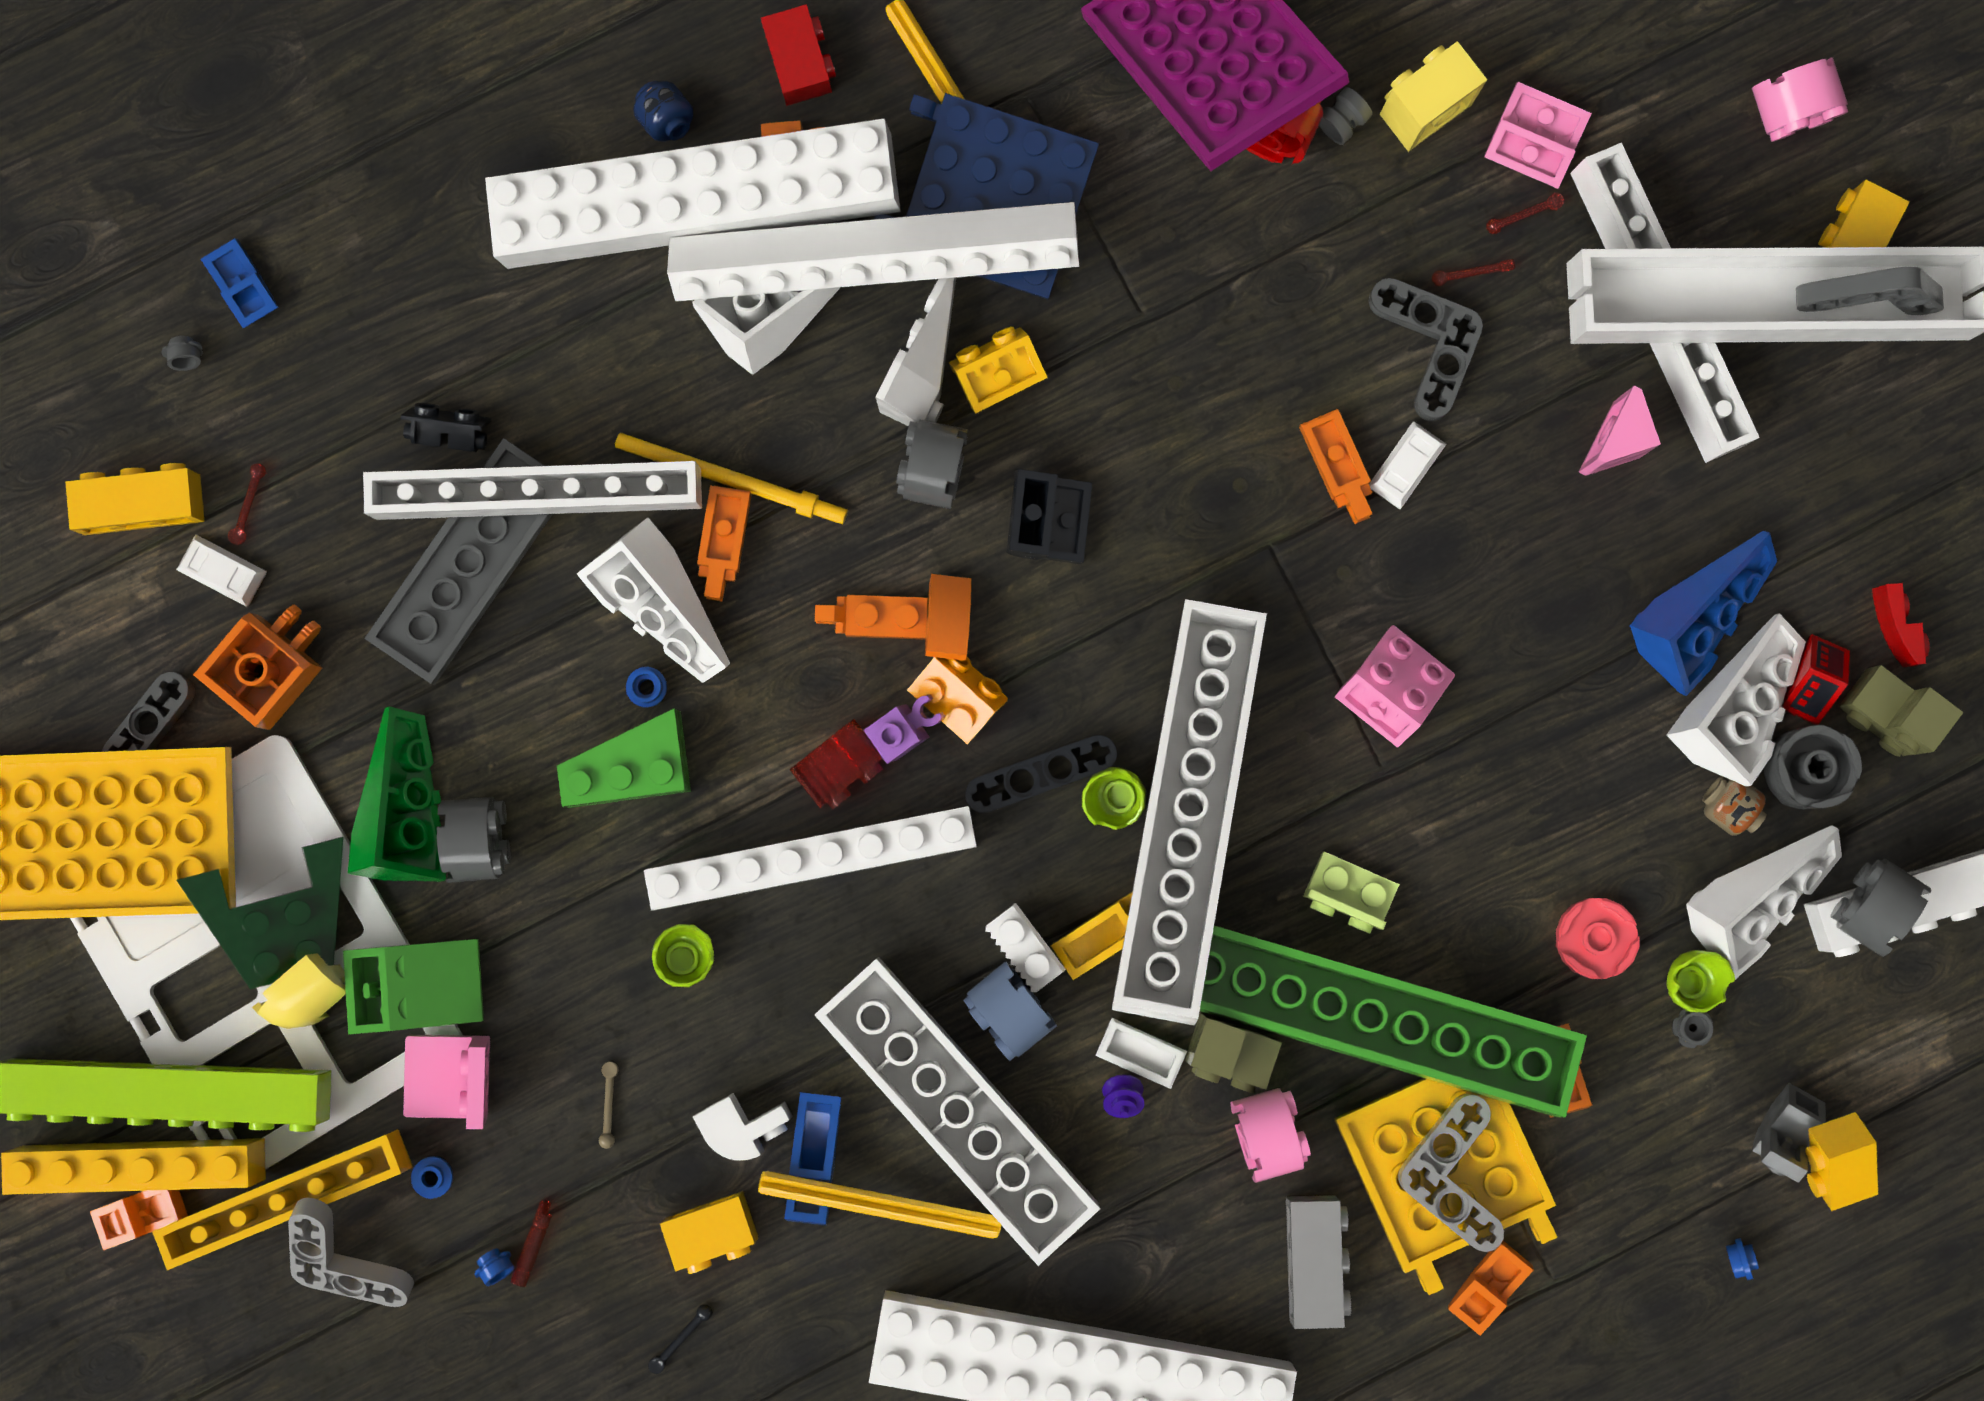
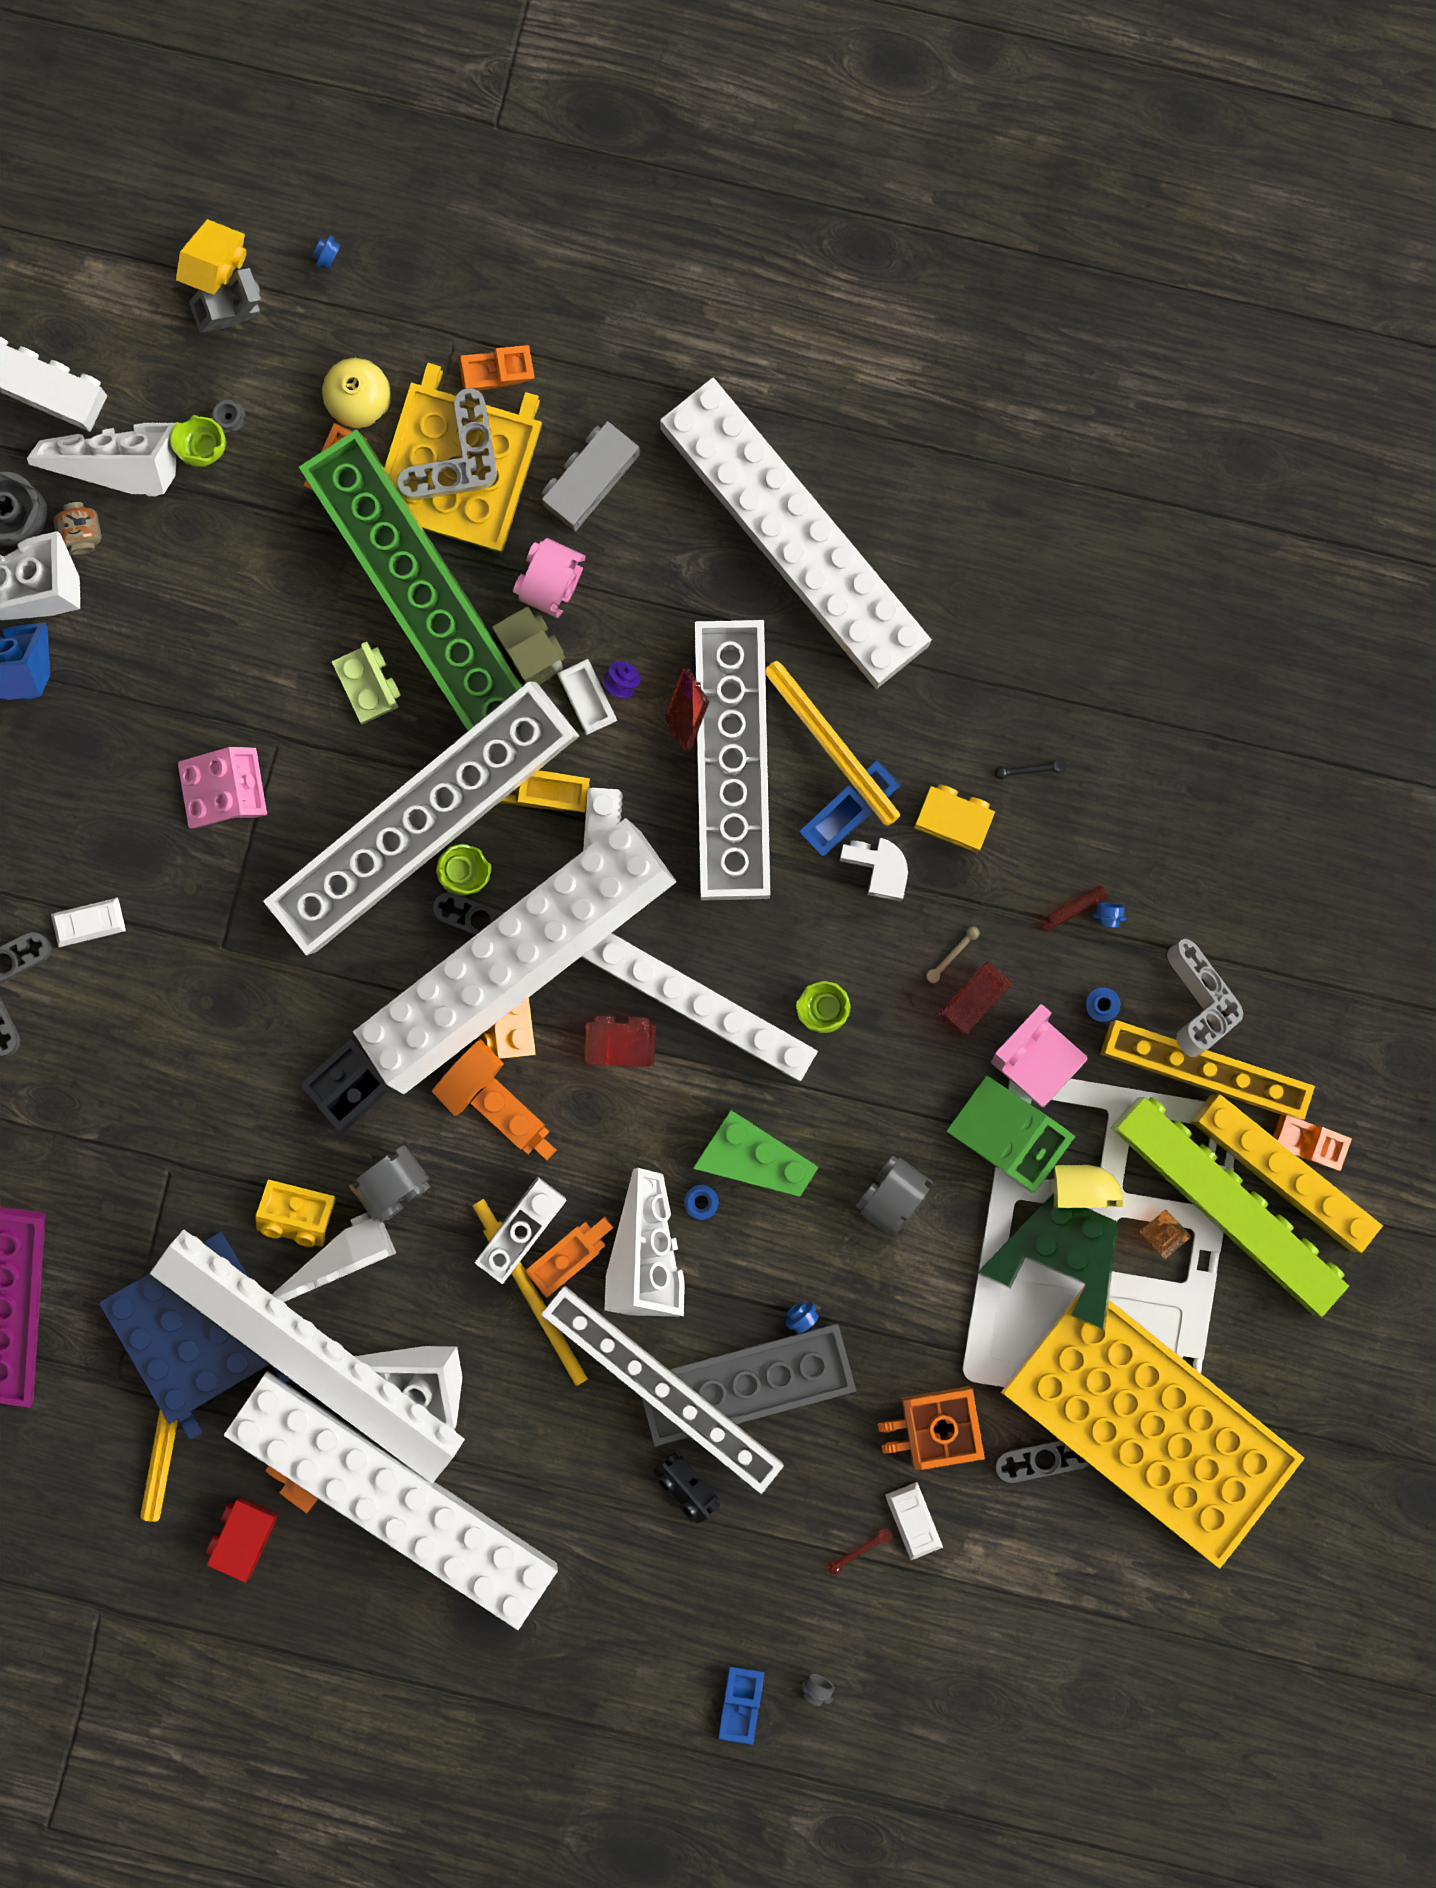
camera: 145 degrees left, 0 degrees up
(134, 499) = (930, 1616): yellow brick -> none
(200, 1015) = (1165, 1234): none -> clear orange tile
(398, 806) = (932, 1256): green wedge -> none
(469, 662) = (801, 1317): none -> blue plate
(549, 1082) = (975, 998): none -> clear red brick
(663, 110) = (363, 1577): dark blue head -> none
(783, 525) = (520, 1230): none -> white slope
(901, 729) = (560, 1030): medium lavender brick -> none
(996, 760) = (514, 956): none -> white brick
(1010, 1010) = (647, 792): sand blue brick -> none
(1037, 1120) = (687, 709): none -> clear red piece
(1339, 463) = (130, 960): orange hinge -> none
(1582, 1143) = (361, 405): none -> light yellow cylinder
(1597, 938) = (237, 521): coral tile -> none
(1881, 906) = (45, 388): dark grey brick -> none

